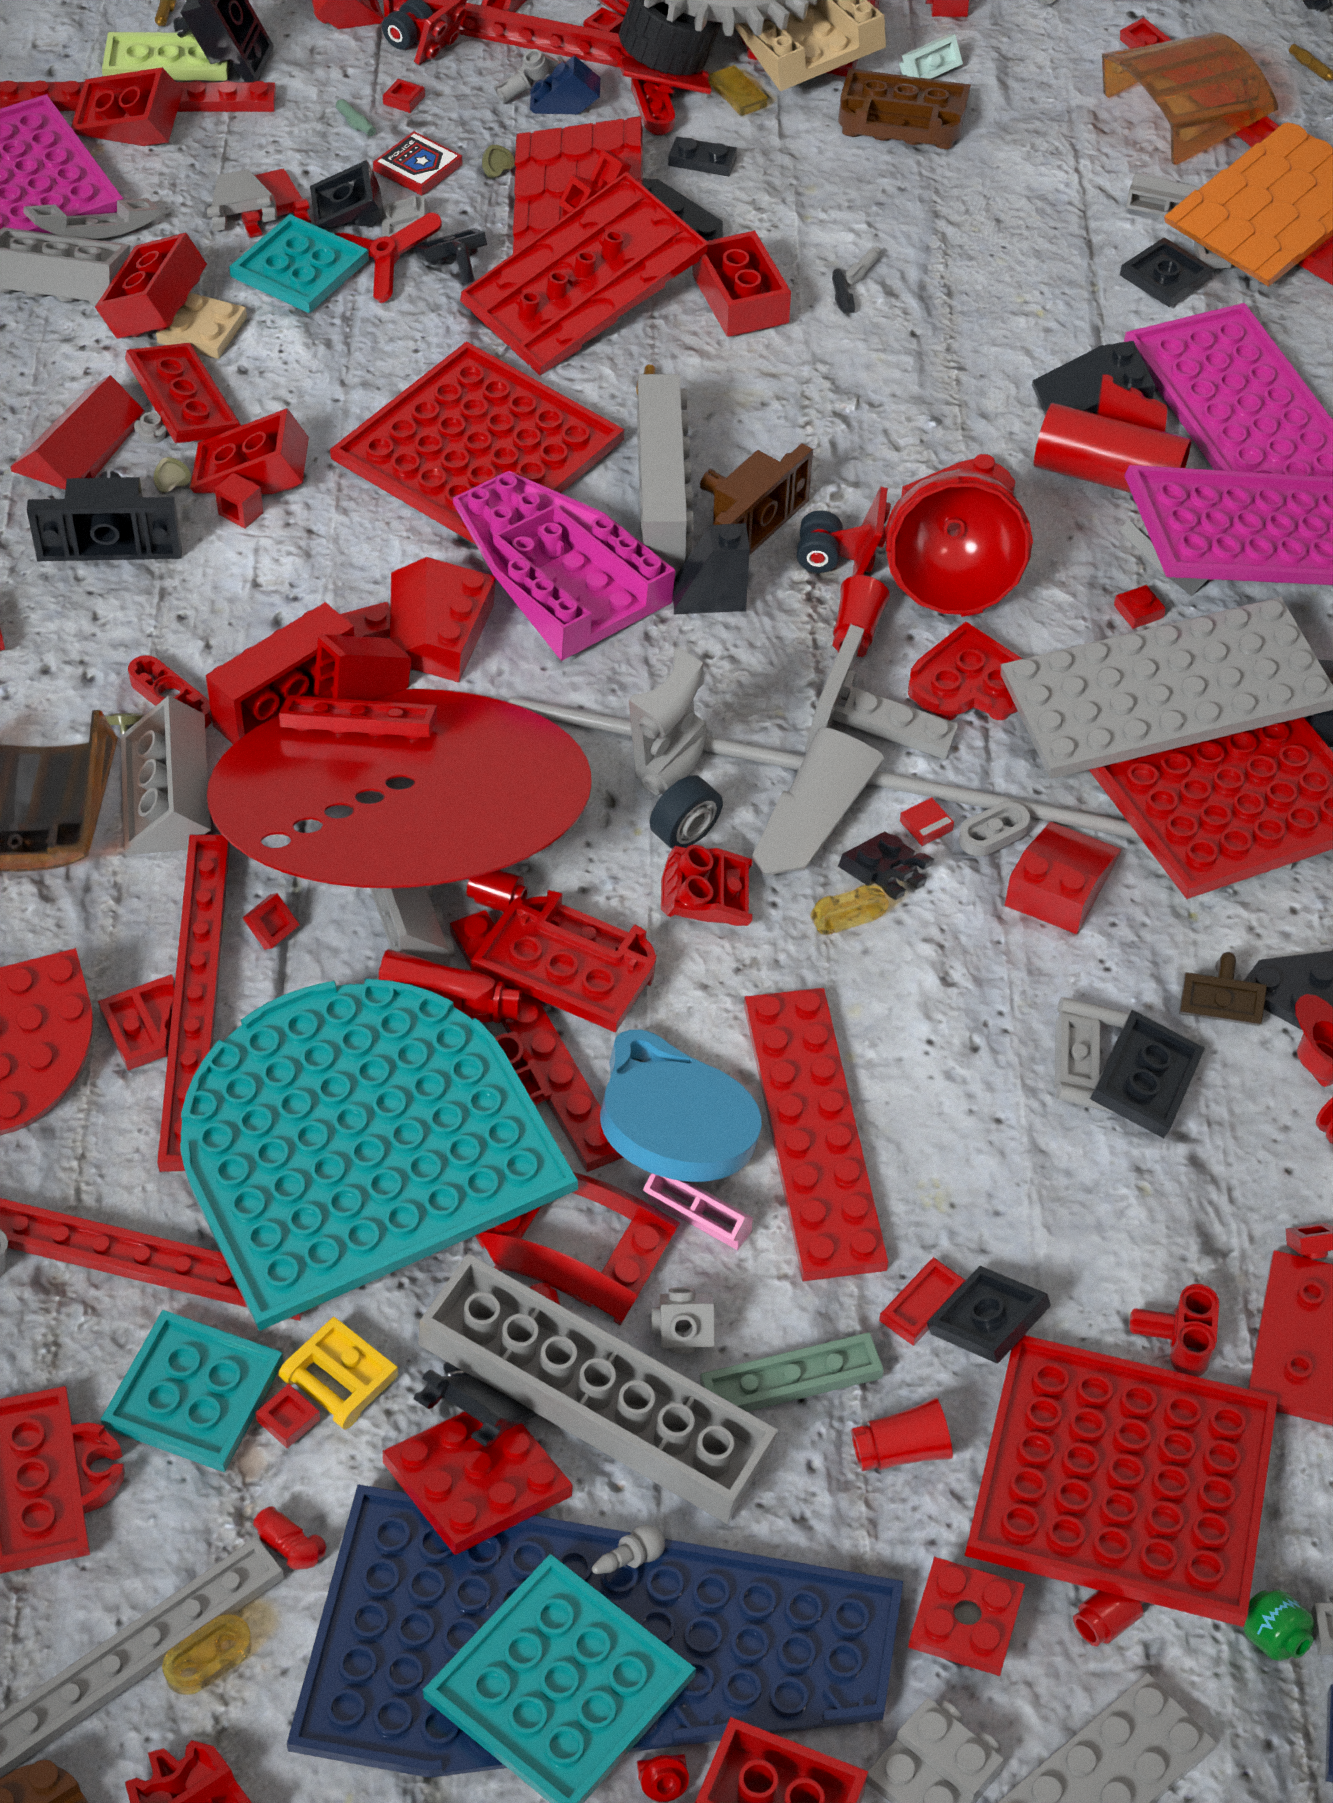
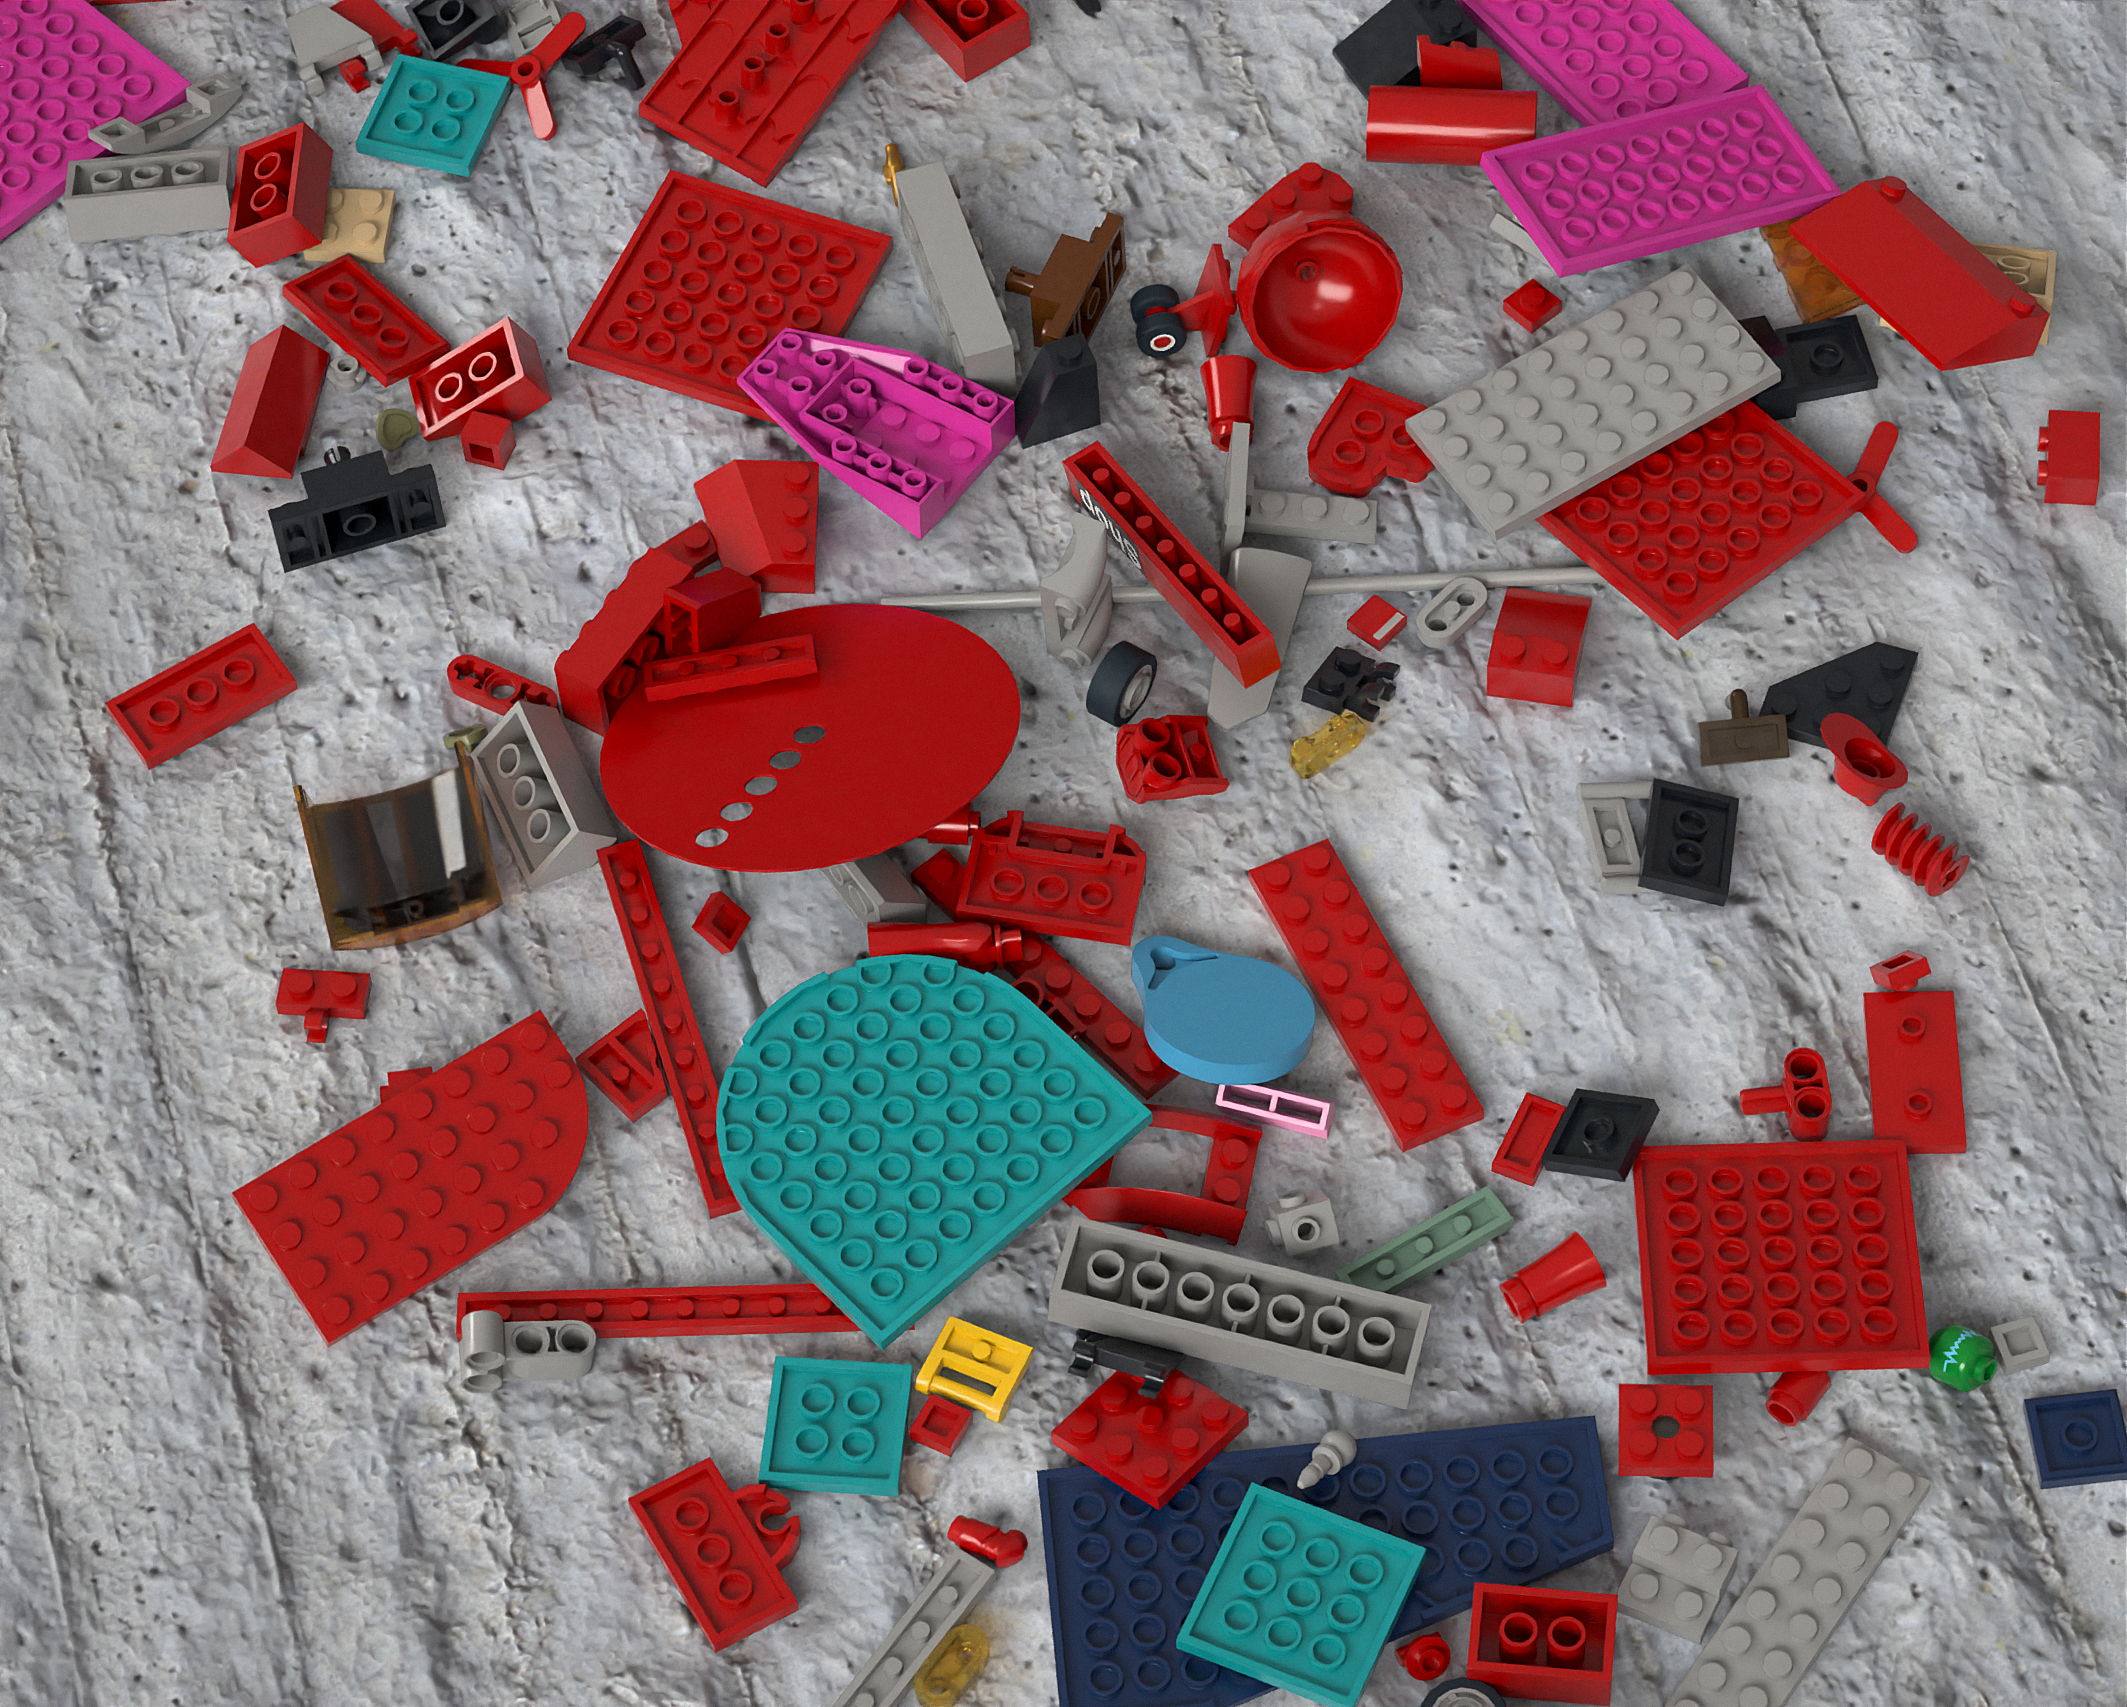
camera: 10 degrees left, 5 degrees up
(762, 728) = (1172, 565): none -> red brick

